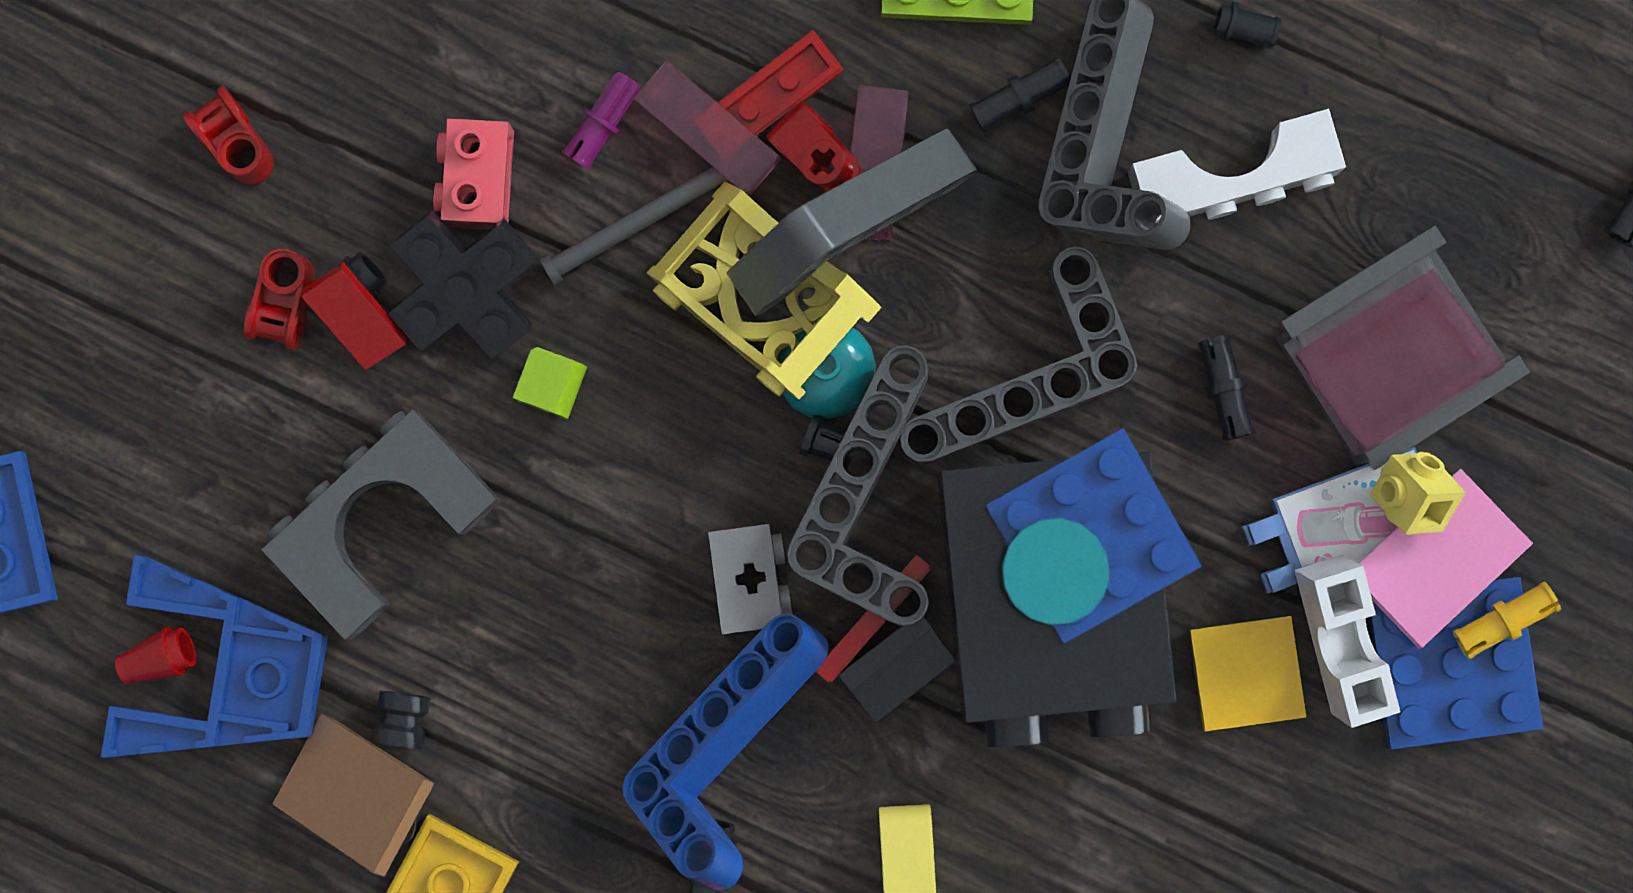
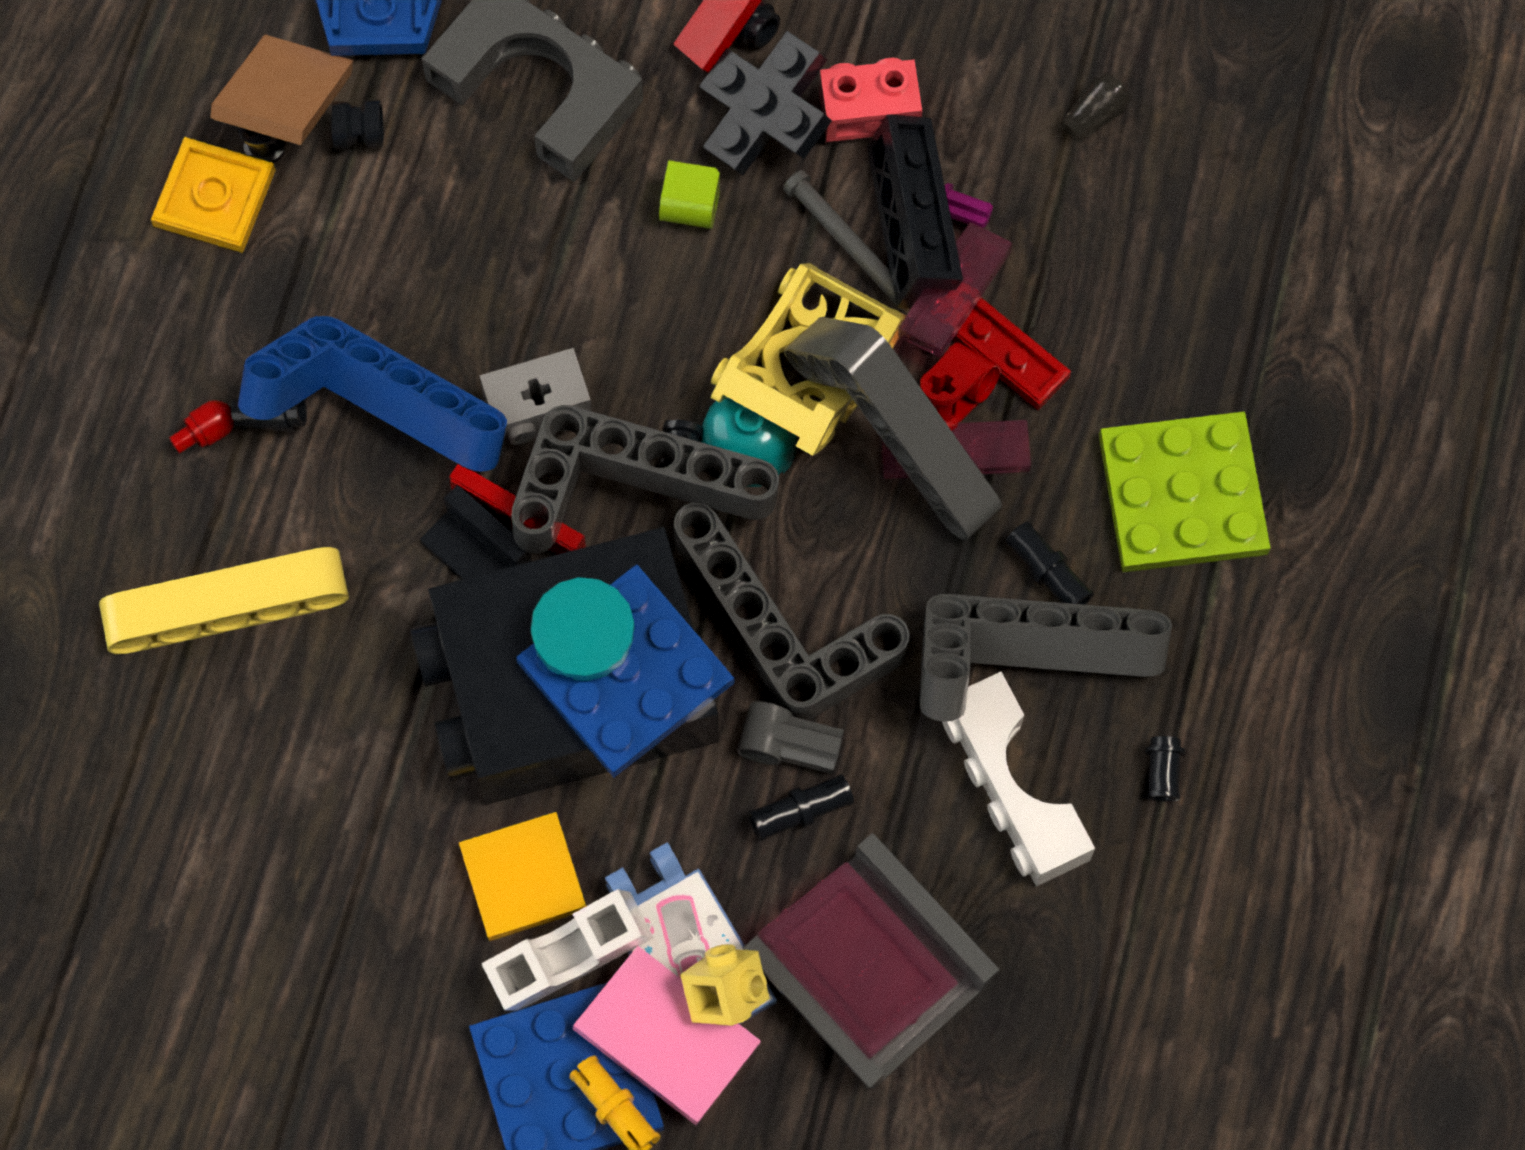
camera: 75 degrees right, 15 degrees down
(612, 150) = (913, 208): none -> black fence
(1151, 396) = (777, 736): none -> dark grey piece

